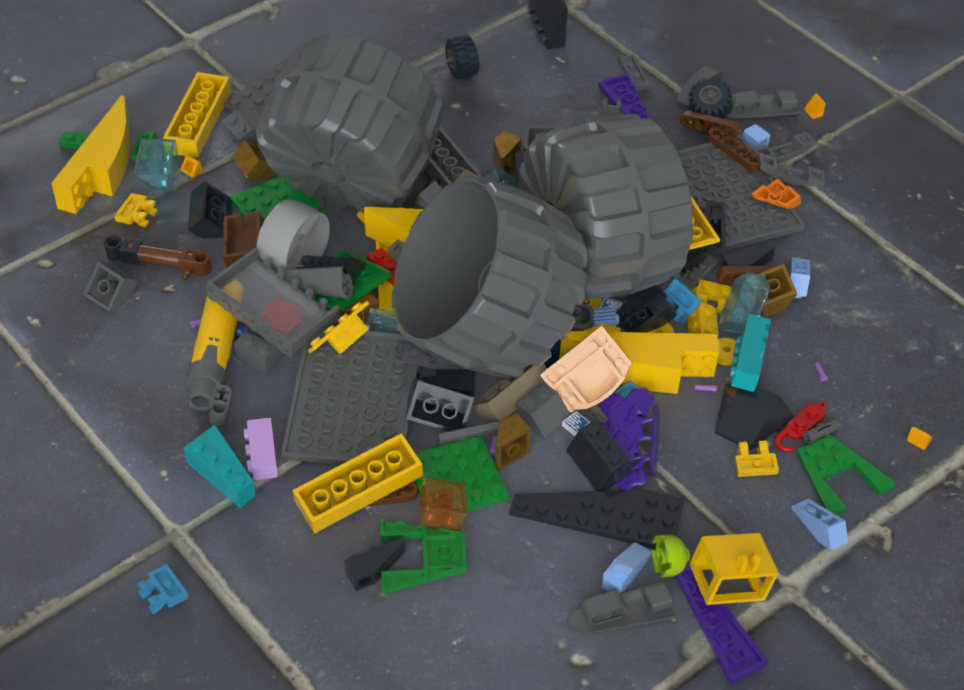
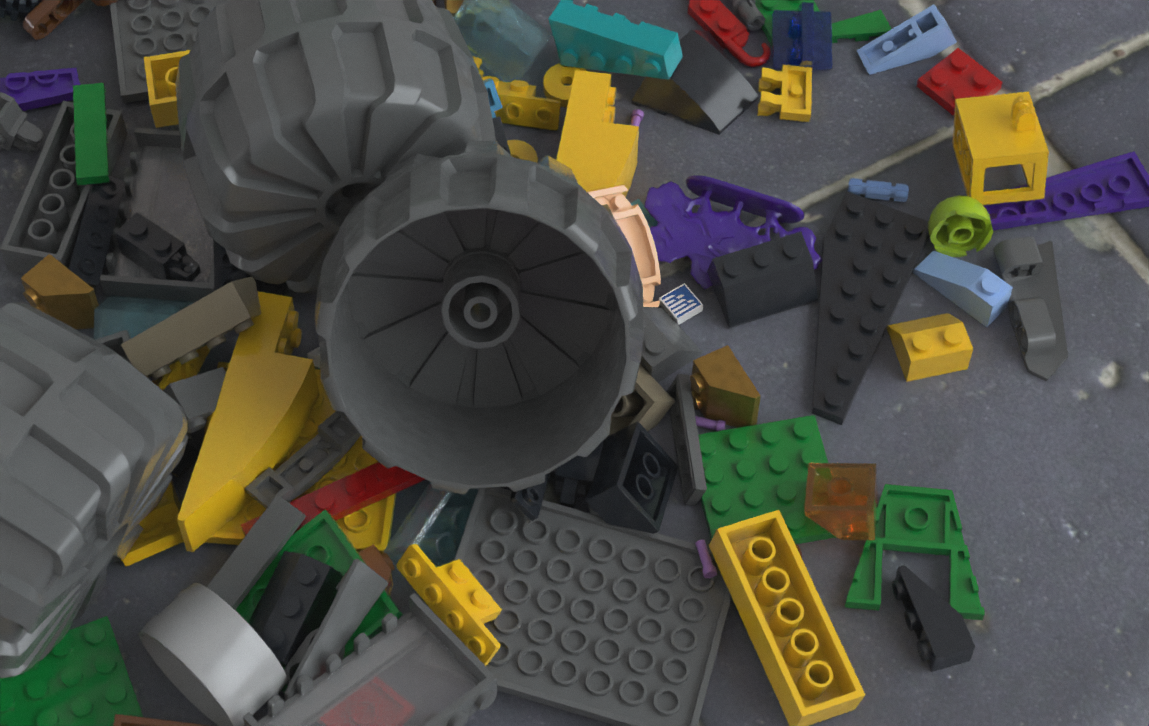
camera: 80 degrees left, 10 degrees up
(360, 251) = (256, 551): none -> dark grey tile
(574, 551) = (931, 346): none -> yellow slope
(692, 517) = (879, 189): none -> medium blue axle
(799, 462) = (802, 38): none -> clear blue bracket
(799, 558) = (957, 78): none -> red plate

